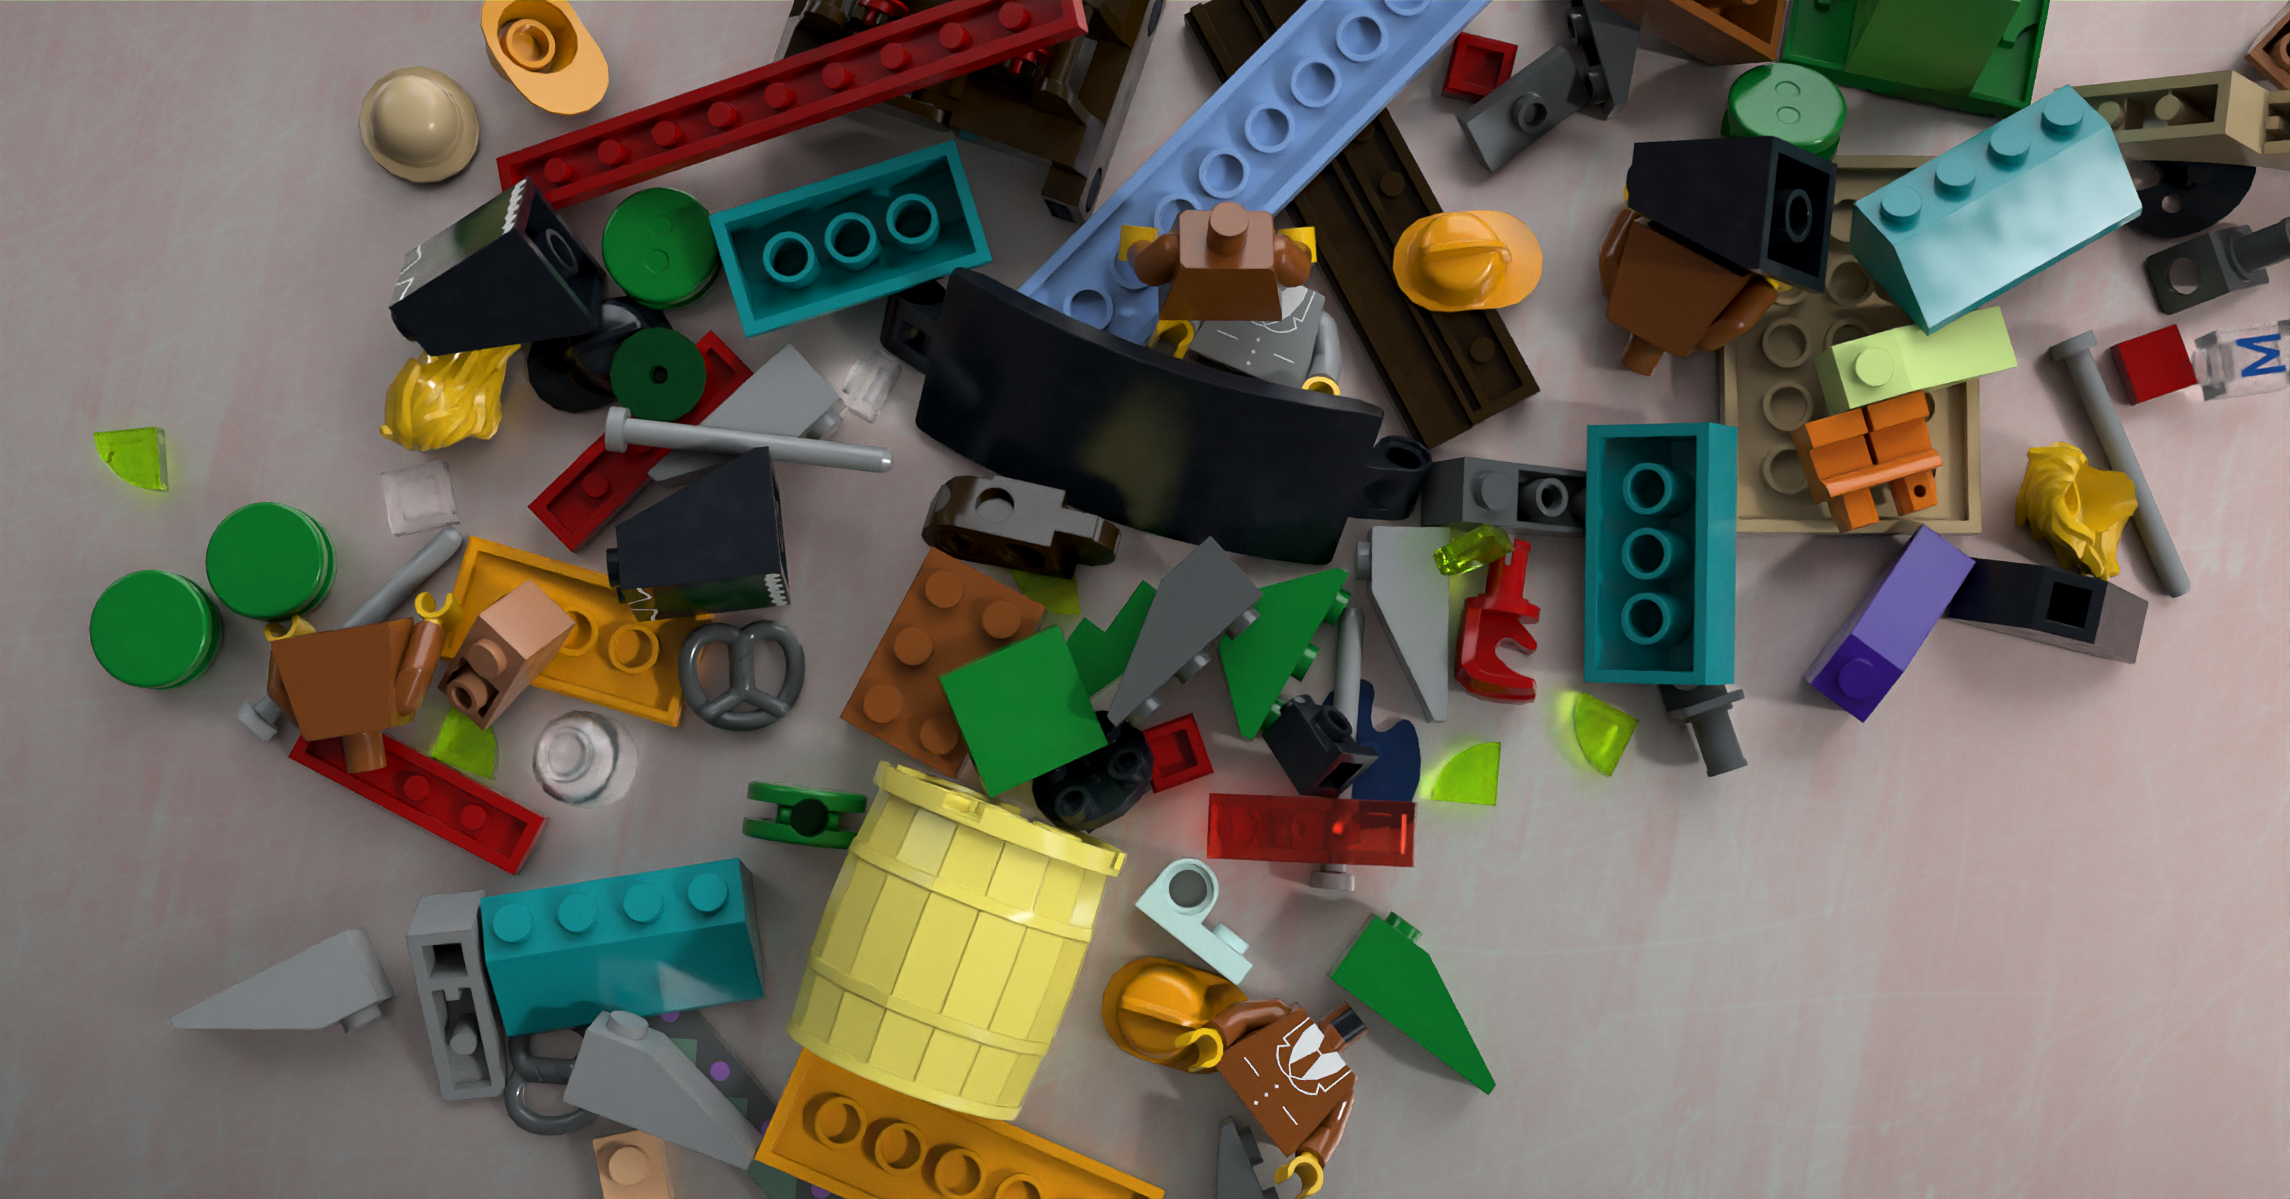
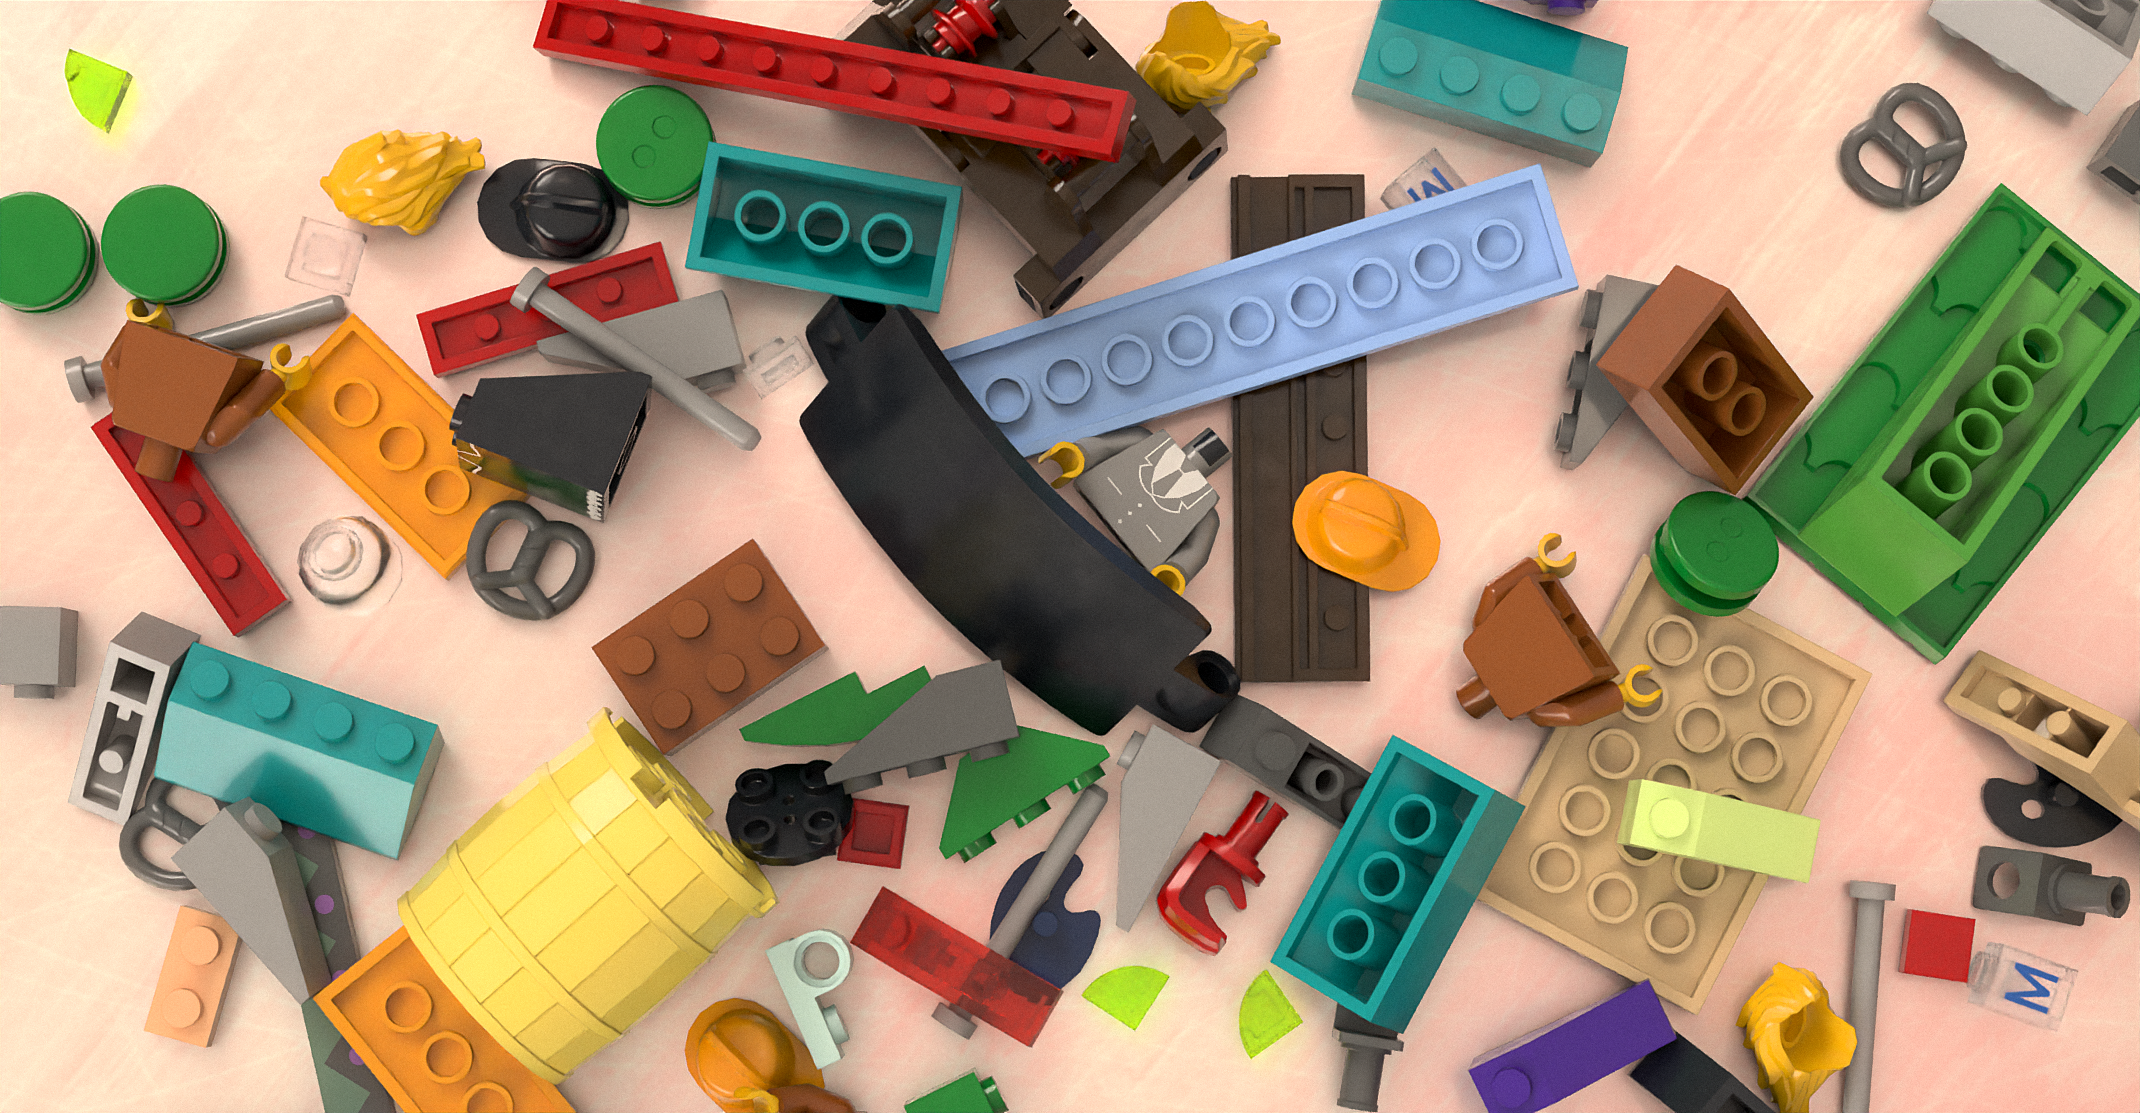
camera: 20 degrees right, 0 degrees up
(468, 746) = (256, 494): clear neon green tile -> none
(499, 279) = (495, 101): black slope -> none
(505, 653) = (327, 435): nougat slope -> none
(658, 374) = (591, 258): dark green piece -> none
(803, 814) = (515, 716): green head -> none
(1017, 527) = (837, 559): dark brown piece -> none
(1022, 710) = (754, 726): green tile -> none
(1054, 593) = (843, 622): clear neon green tile -> none
(1220, 263) = (1137, 423): dark orange torso -> none
(1317, 748) = (1000, 896): black brick -> none
(1473, 550) = (1230, 793): clear neon green tile -> none
(1477, 67) = (1470, 364): red tile -> none
(1524, 108) = (1490, 419): dark grey plate -> none
(1742, 199) = (1627, 613): black slope -> none
(1866, 450) = (1630, 888): orange hips -> none
(1995, 210) = (1856, 733): teal slope -> none

